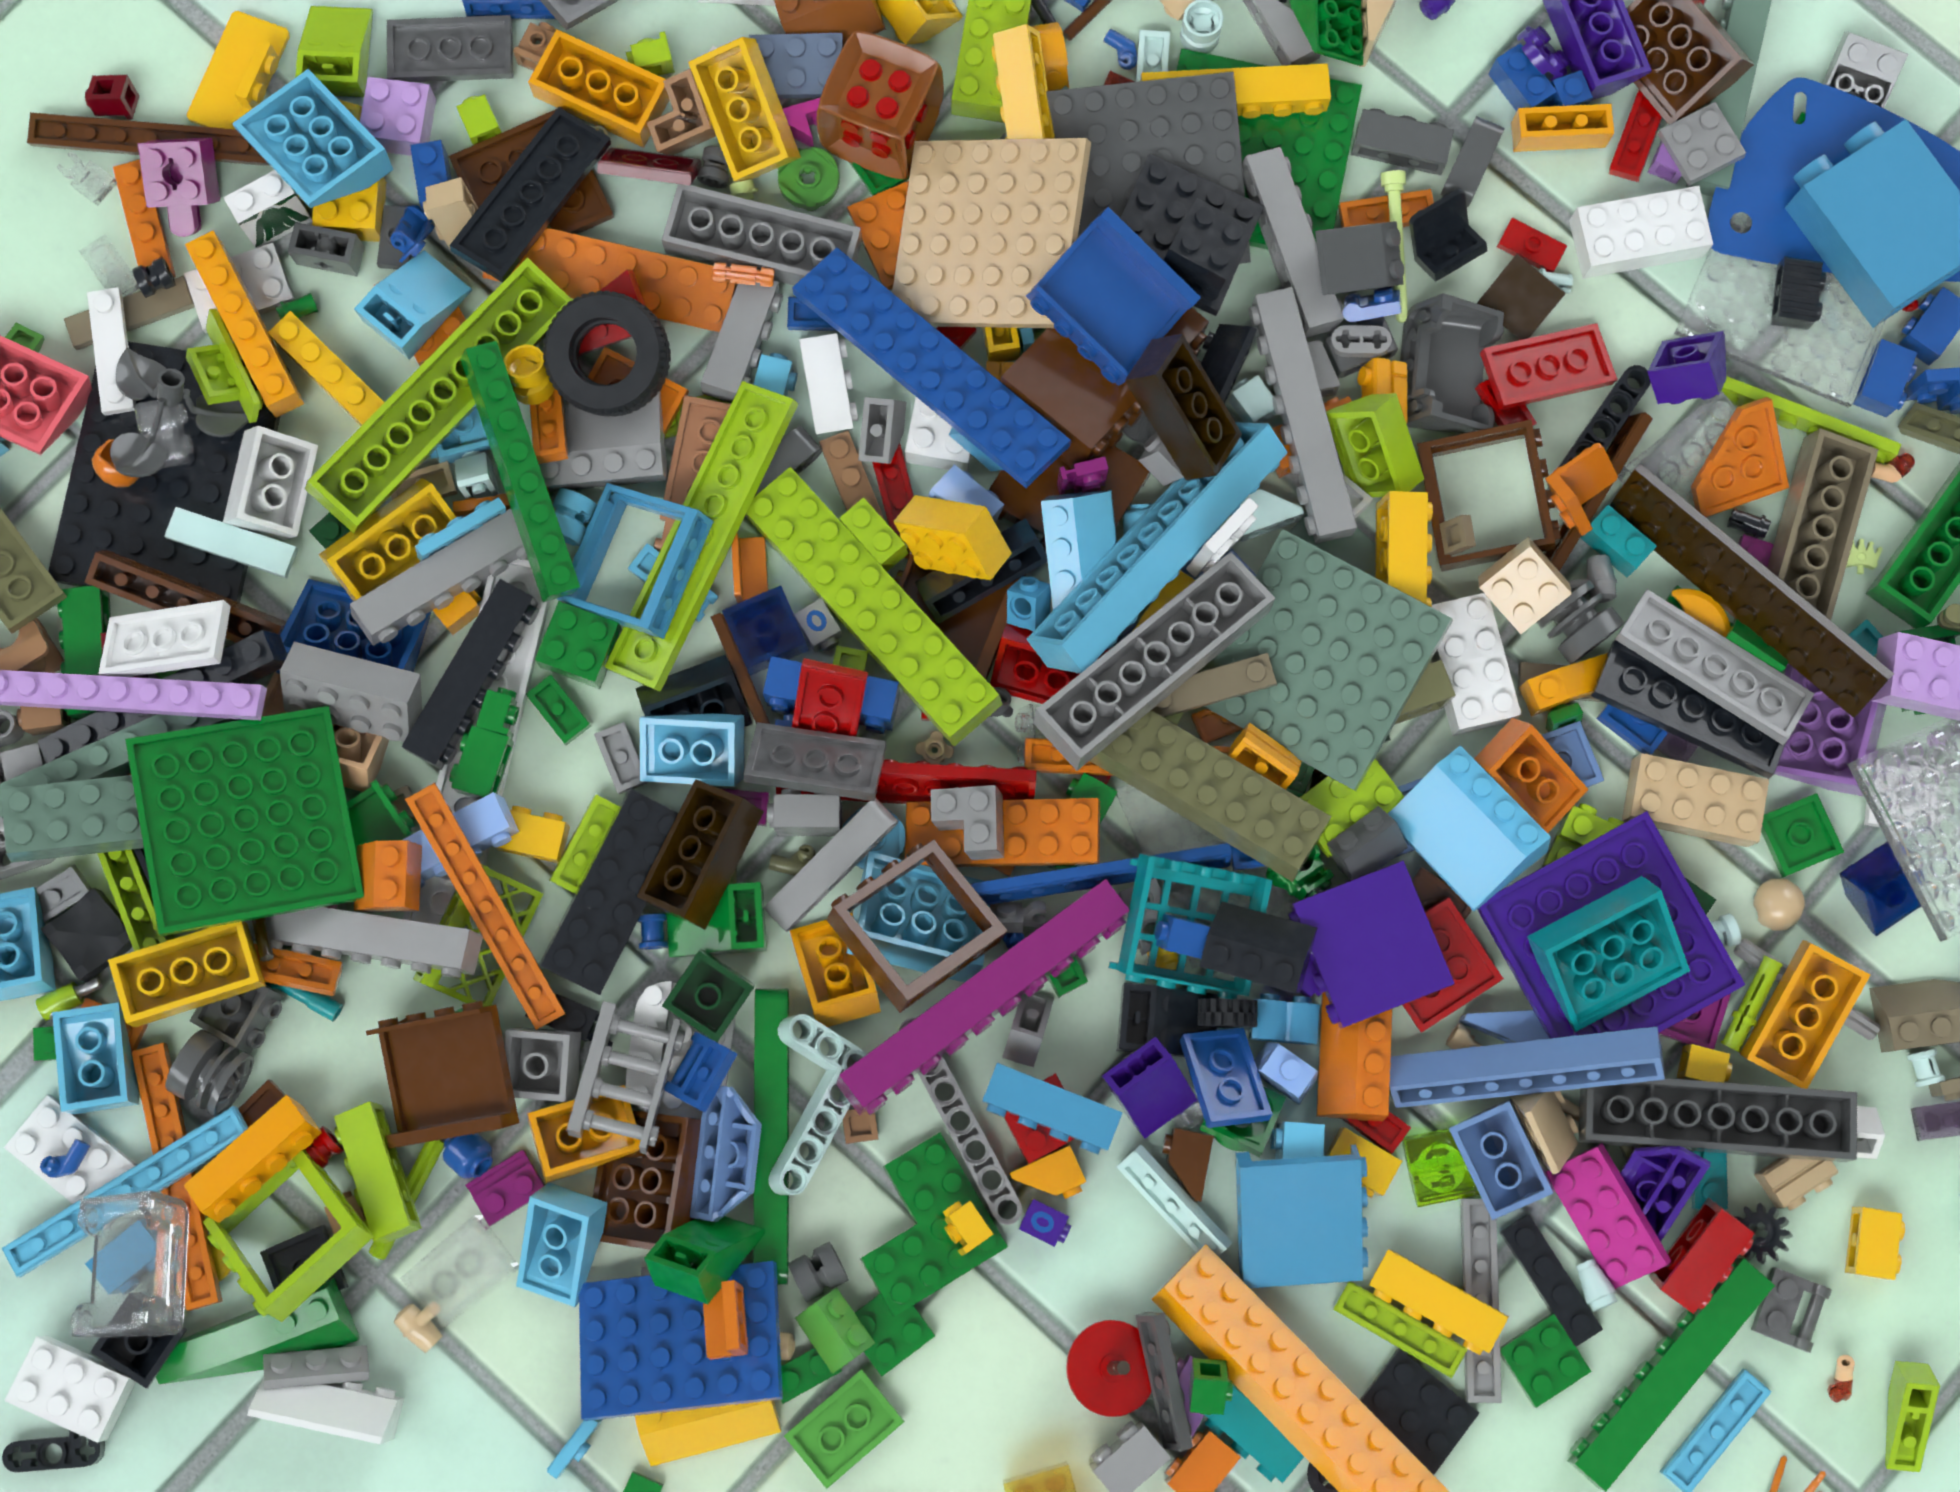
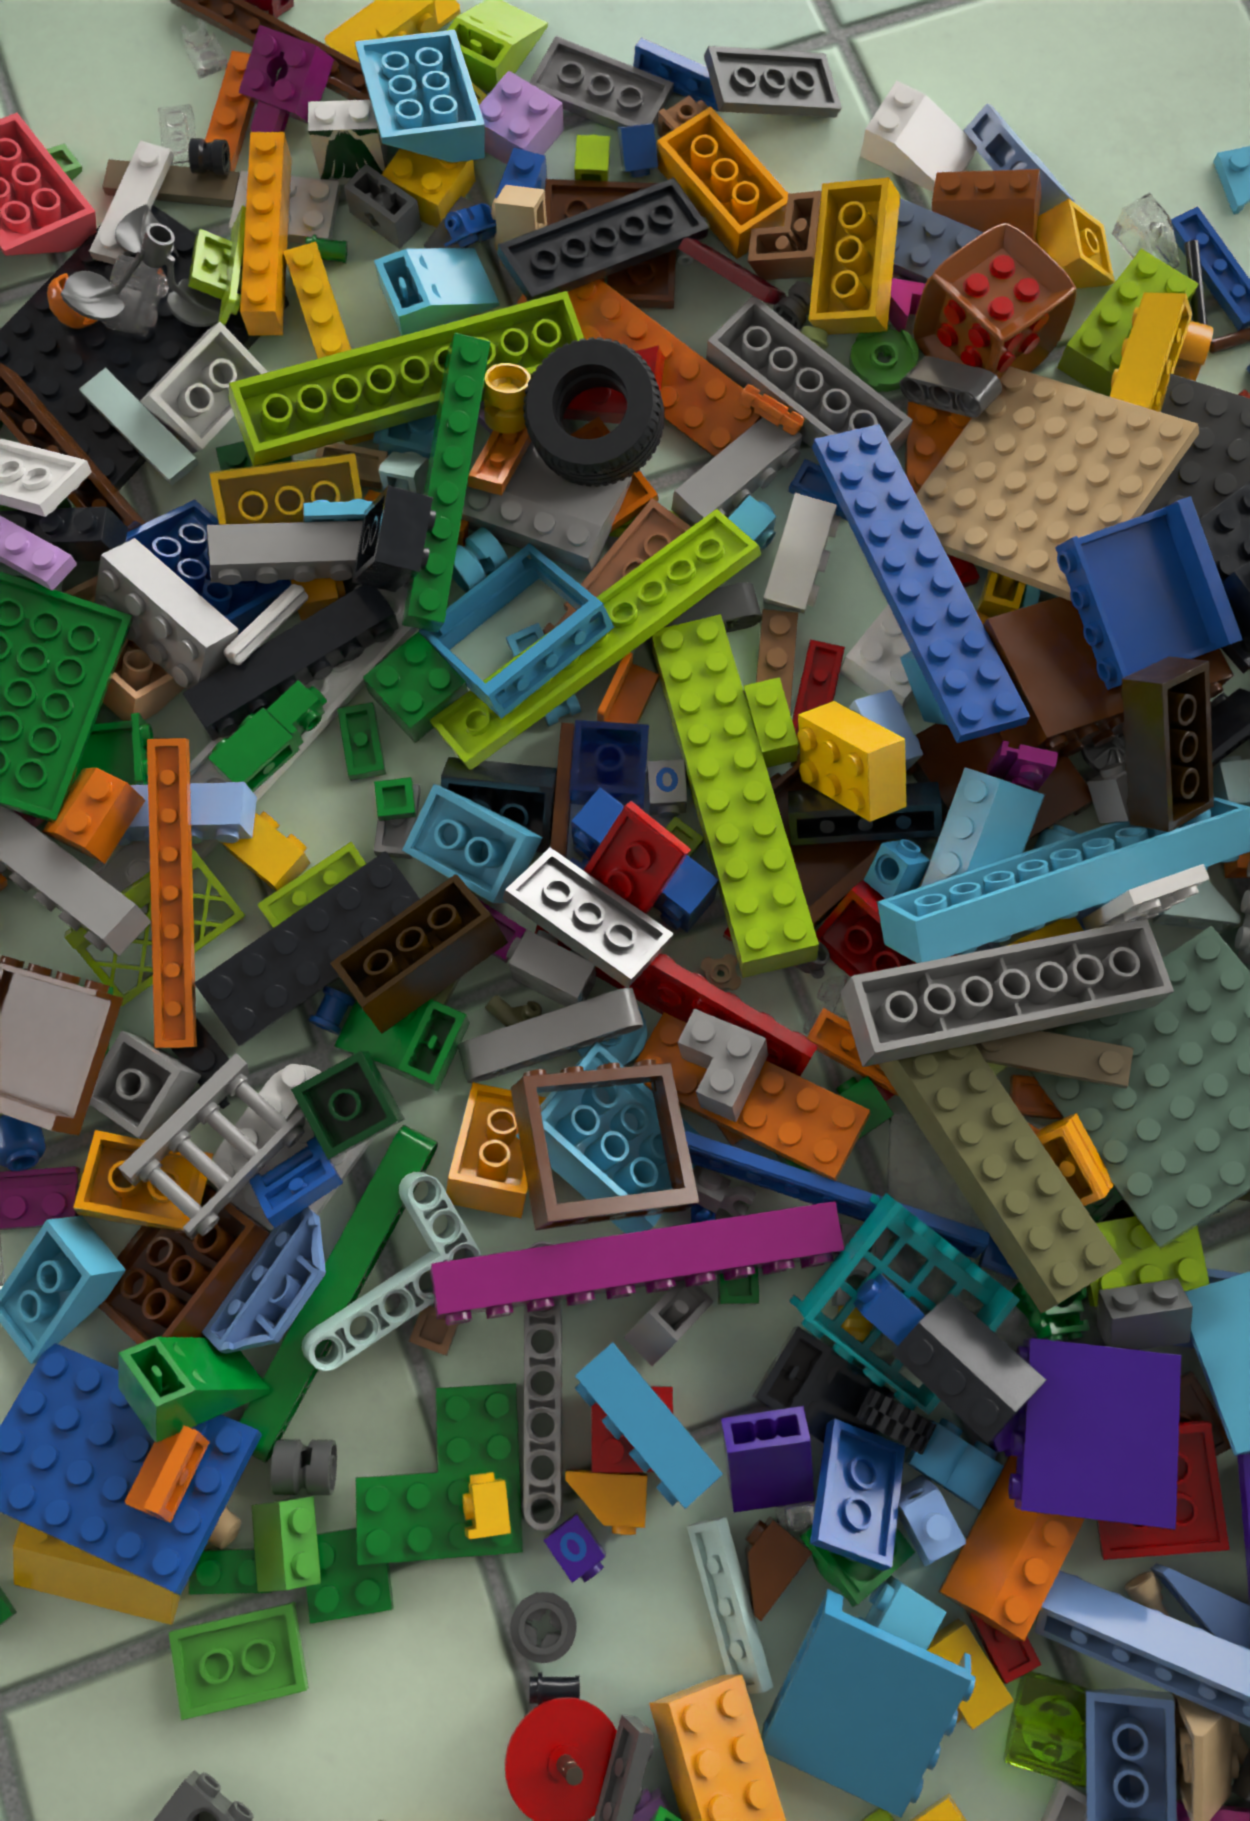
camera: 30 degrees right, 5 degrees down
(436, 657) = (265, 624): none -> white axle
(509, 544) = (394, 539): none -> black brick
(512, 91) = (638, 149): none -> blue brick
(613, 743) = (395, 799): none -> green plate
(652, 55) = (791, 173): lime brick -> none
(876, 183) = (951, 386): none -> dark grey beam
(881, 429) = (833, 623): light grey slope -> none
(1063, 1299) = (525, 1635): none -> dark grey gear
(1071, 1330) = (548, 1688): none -> black pin

